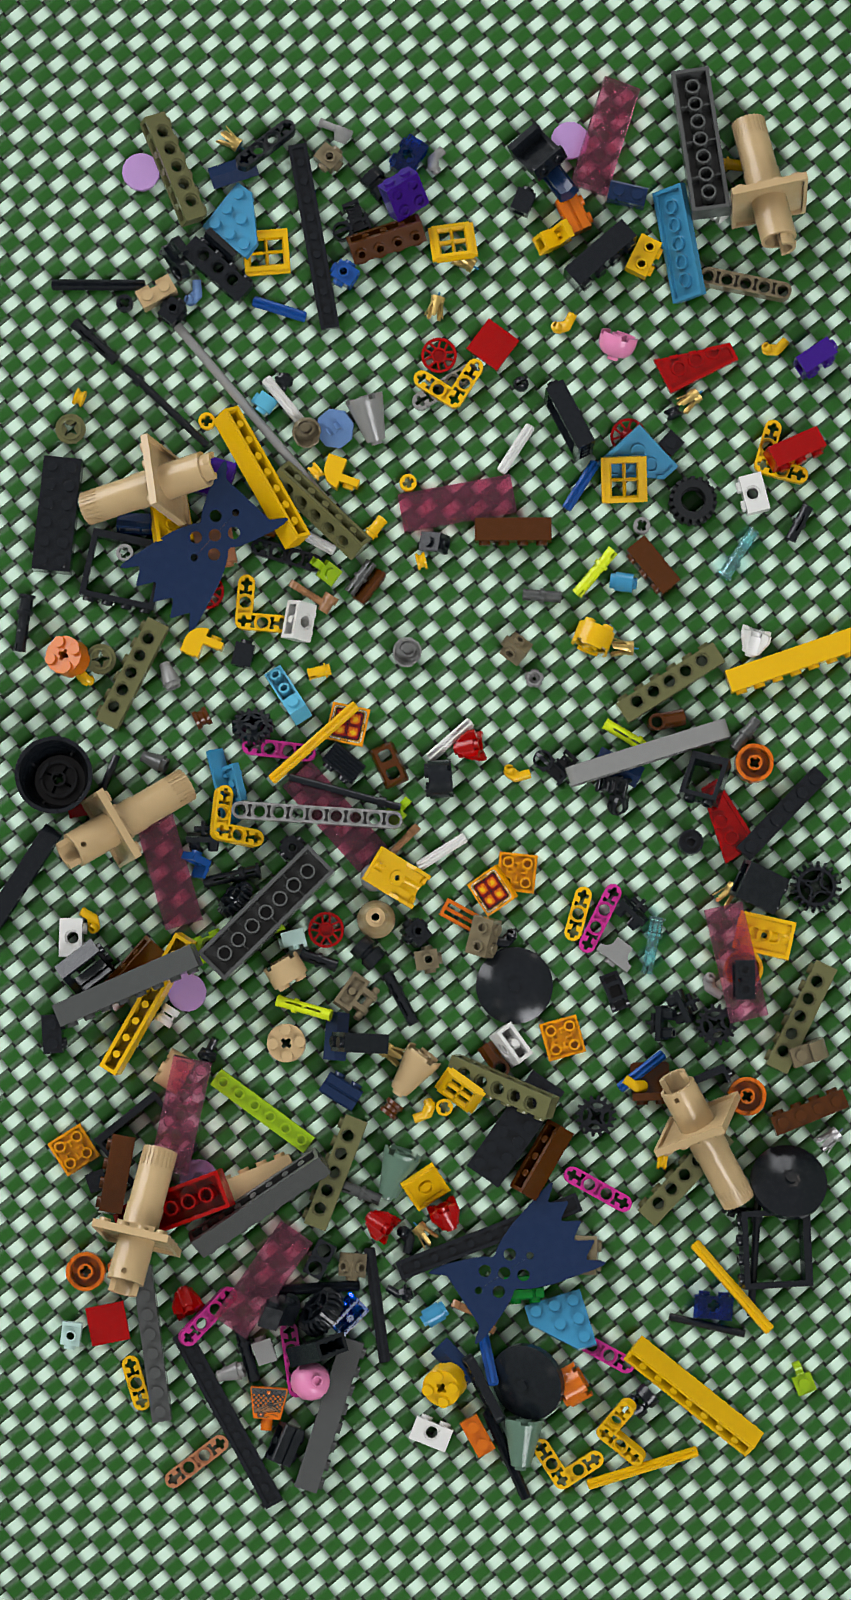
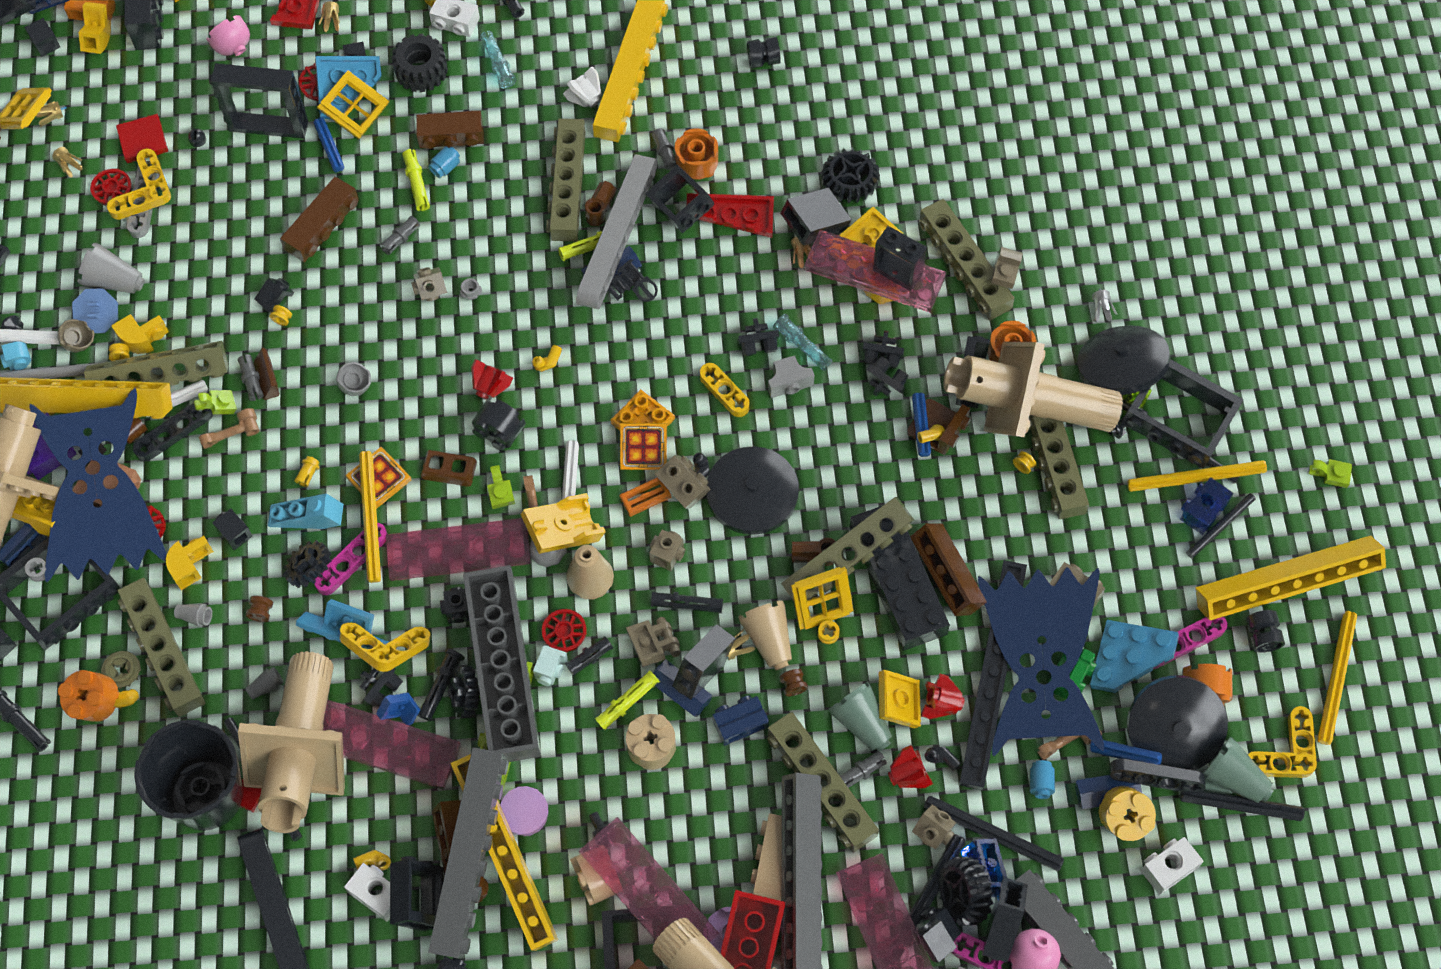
camera: 60 degrees left, 20 degrees down
(165, 1019) = (531, 846): white wheel -> none
(248, 611) = (199, 500): yellow beam -> none
(262, 1111) = (706, 812): lime brick -> none
(285, 971) = (575, 691): tan brick -> none
(299, 621) = (243, 455): white brick -> none
(307, 815) = (440, 568): light grey beam -> none
(315, 1257) = (905, 879): black piece -> none
(343, 763) = (413, 505): black brick -> none
(367, 952) = (617, 601): black wheel -> none
(375, 527) = (215, 332): yellow pin -> none
(380, 801) = (477, 492): black bar -> none
(404, 1293) = (1000, 796): black plate -> none
(413, 485) = (197, 277): yellow bush -> none
(415, 932) = (631, 543): black brick -> none
(419, 1231) = (948, 734): pearl gold piece -> none
(427, 1111) = (819, 647): yellow arm -> none
(449, 740) = (468, 396): white axle -> none
(457, 503) = (253, 256): clear pink plate -> none
(477, 1435) = (1203, 818): orange brick -> none
(511, 1044) = (809, 523): white brick -> none
(515, 449) = (249, 176): white axle -> none
(557, 769) = (571, 324): black piece -> none
(562, 1037) = (836, 479): light orange tile -> none
(564, 326) = (179, 71): yellow arm -> none
(593, 637) = (473, 212): yellow brick -> none
(596, 1191) = (1014, 542): dark pink beam -> none
(597, 917) = (740, 375): dark pink beam -> none
(603, 1126) = (928, 498): black gear -> none
(614, 991) = (825, 400): black brick -> none
(614, 1429) = (1283, 677): yellow beam -> none
(625, 647) = (507, 194): pearl gold piece -> none
(647, 527) = (404, 113): light grey bush -> none
(673, 413) = (329, 34): black bush -> none
(690, 842) = (729, 249): black wheel -> none
(710, 986) = (880, 319): light grey arm -> none
(710, 1033) = (920, 336): black gear -> none
(781, 813) = (760, 162): black plate -> none
(808, 1112) = (1064, 305): reddish brown brick -> none

